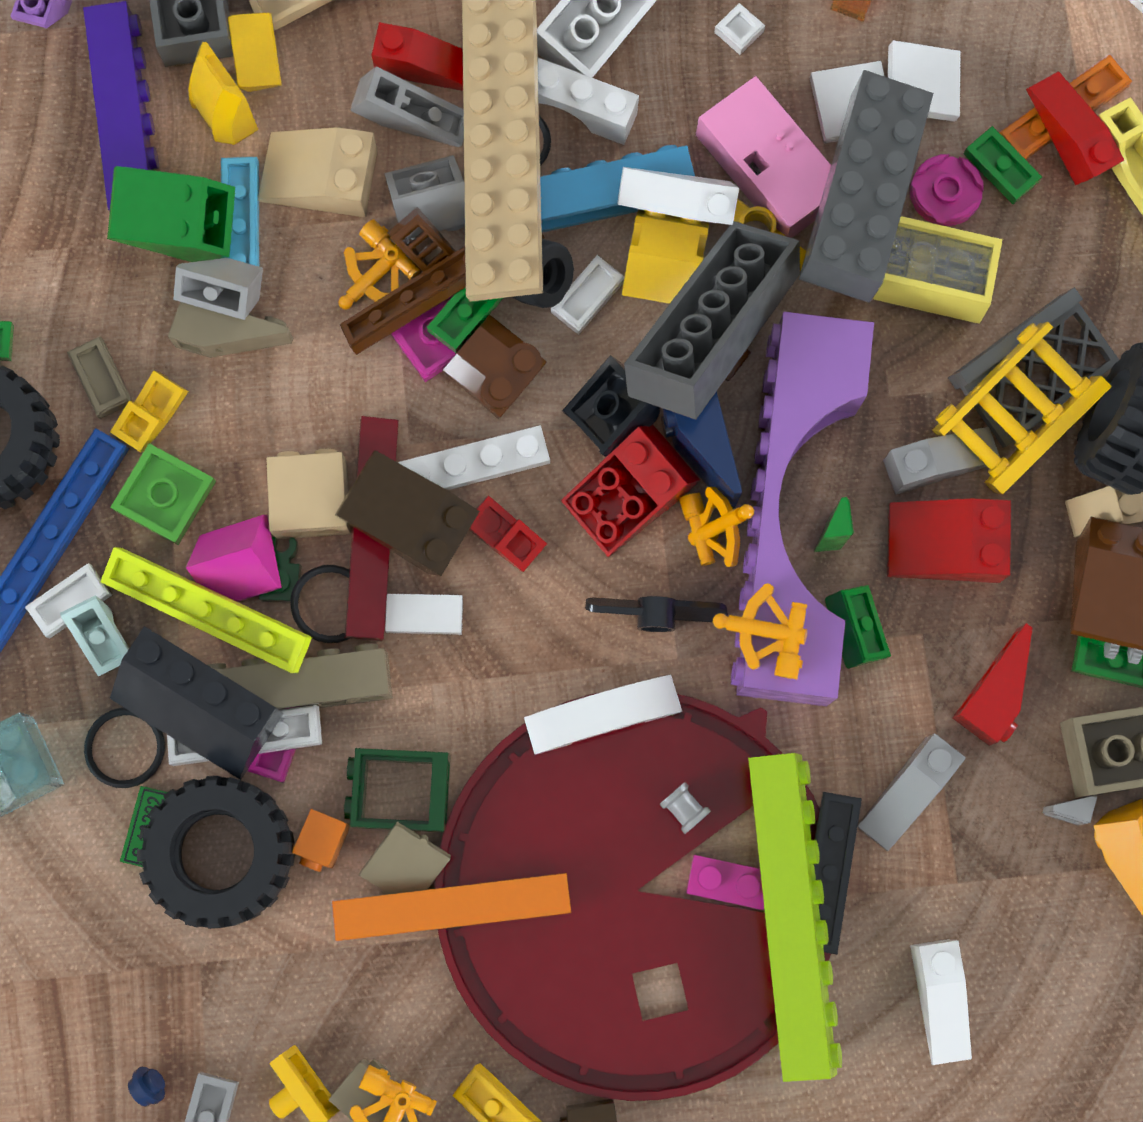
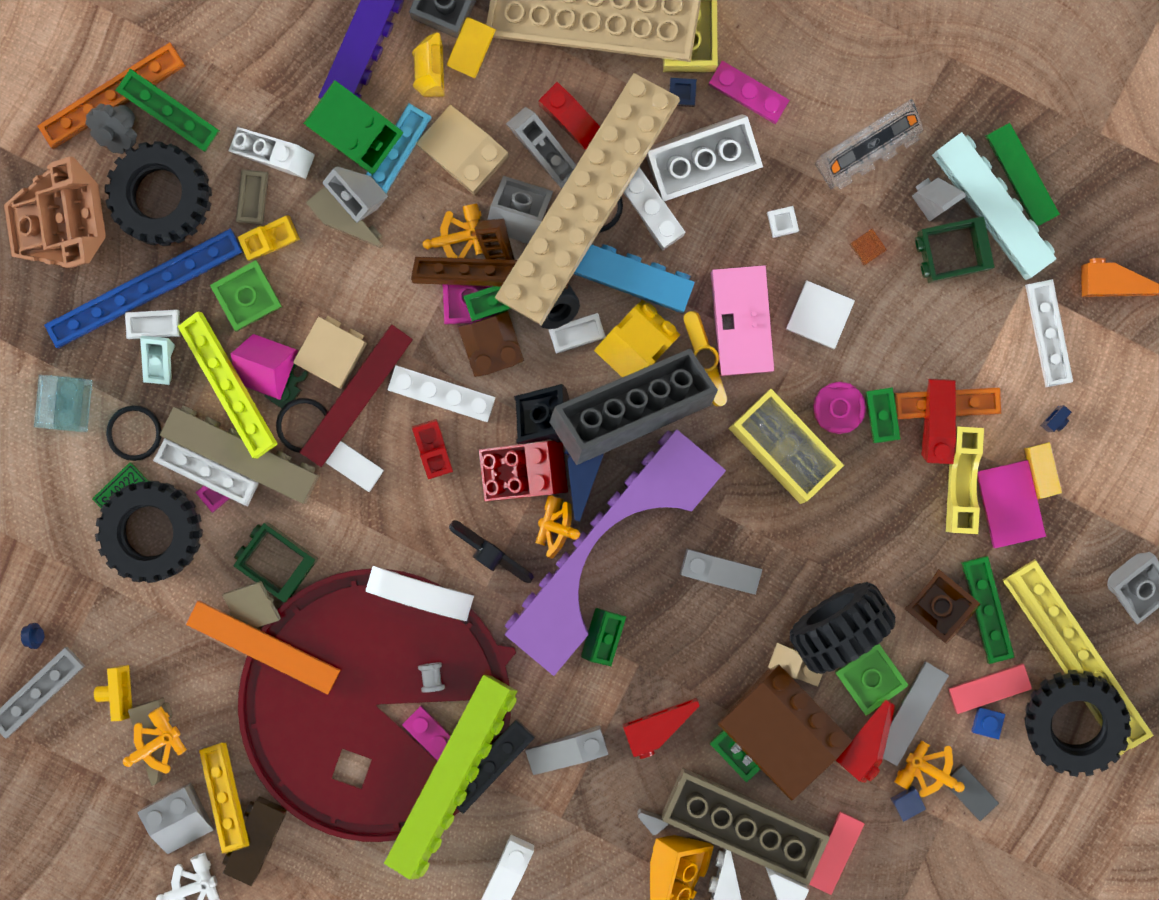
camera: 30 degrees right, 10 degrees up
(94, 308) = (272, 152): none -> white slope
(193, 703) = (187, 438): black slope -> none
(320, 840) = (213, 561): orange brick -> none
(407, 513) = (379, 404): dark brown slope -> none
(679, 195) = (667, 313): white slope -> none
(788, 633) = (549, 621): light orange piece -> none
(837, 528) = (625, 574): green slope -> none
(866, 187) = (781, 382): dark grey brick -> none
(930, 70) = (871, 330): white tile -> none
(950, 540) = (689, 622): red slope -> none
(1055, 313) = (818, 530): dark grey fence -> none
(1056, 418) = (775, 598): yellow fence -> none

